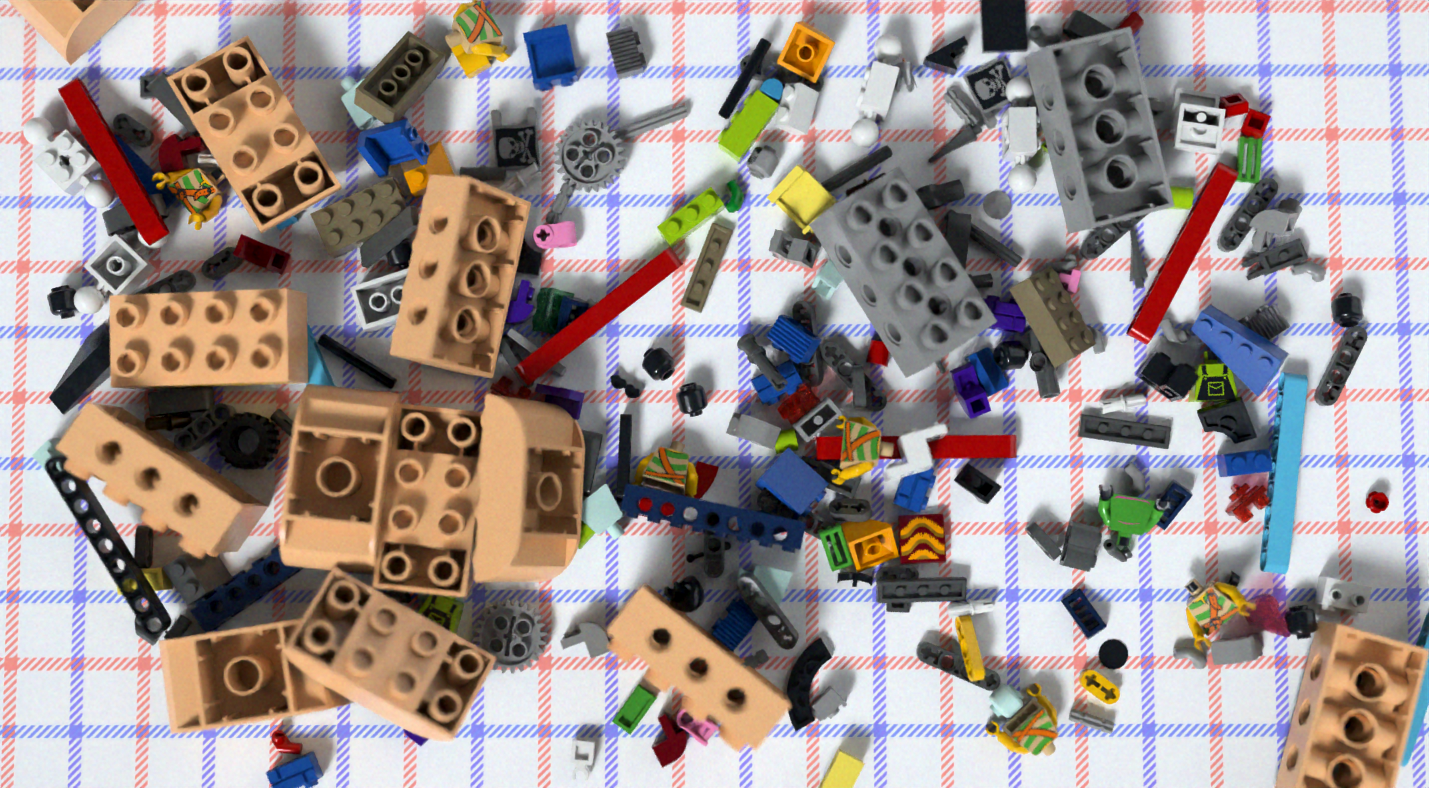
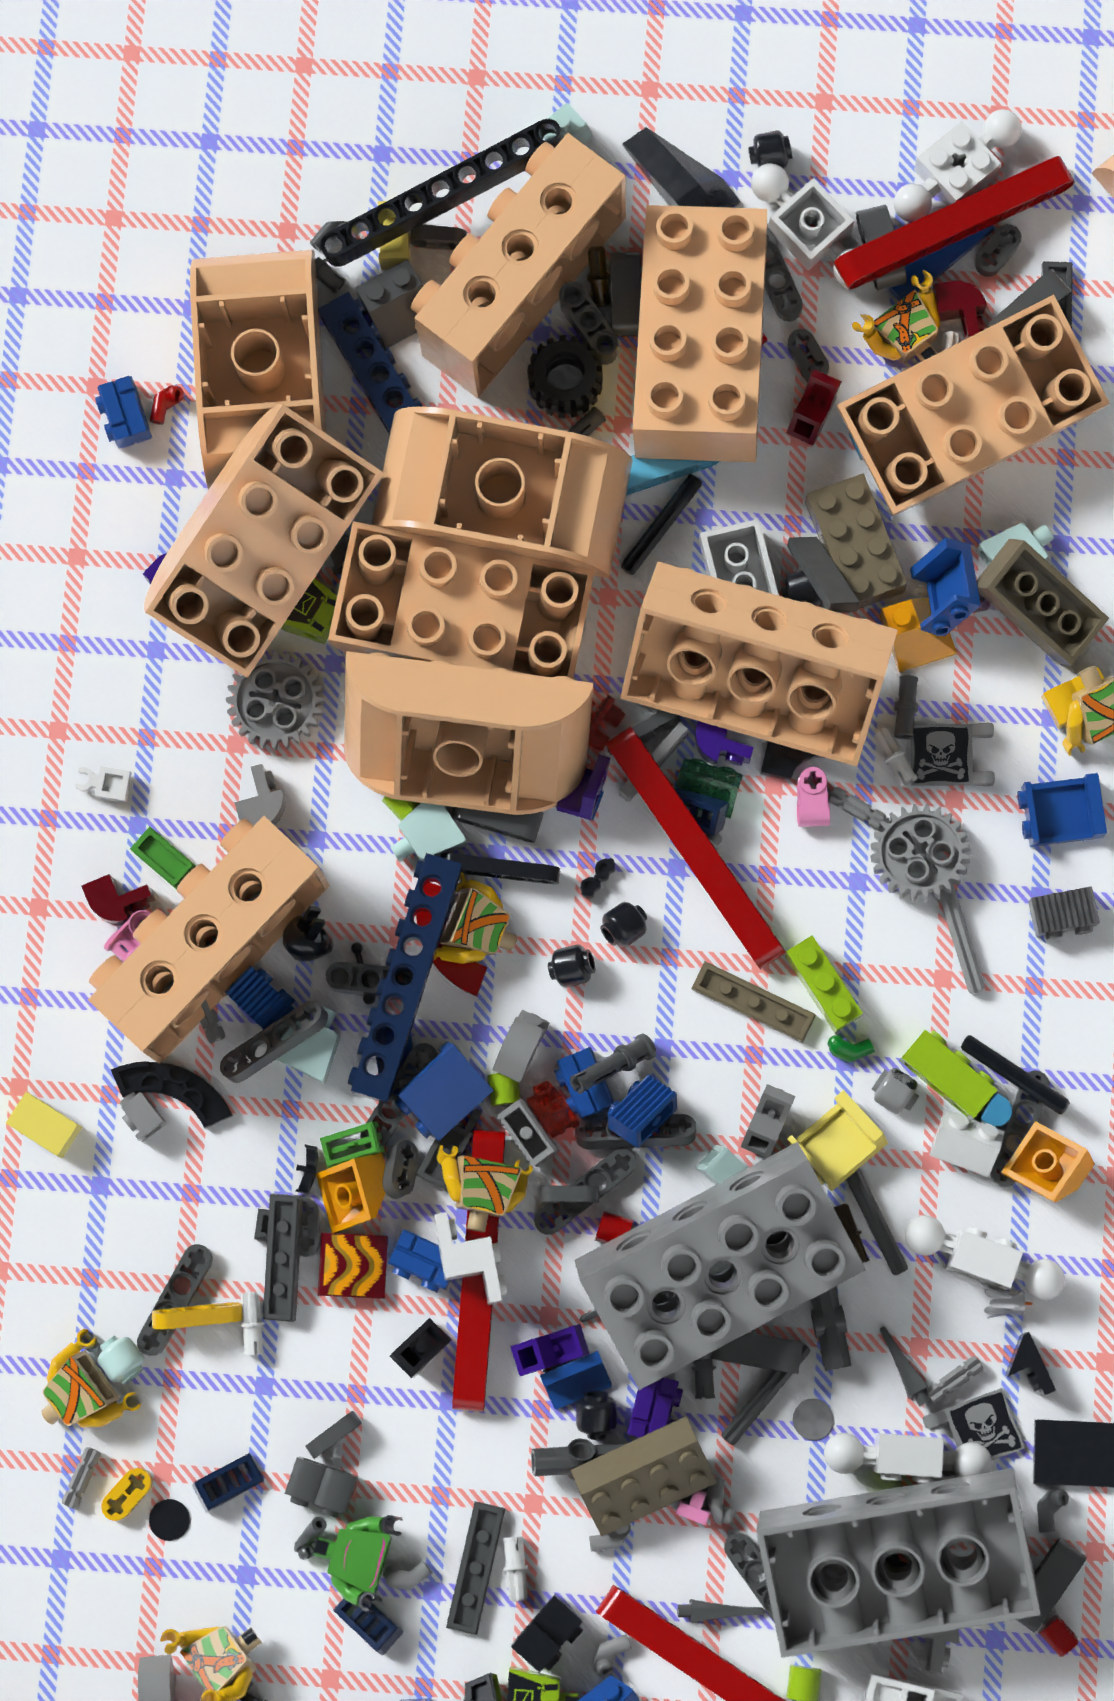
camera: 100 degrees right, 5 degrees down
(1198, 658) = (151, 1636): light grey arm -> none

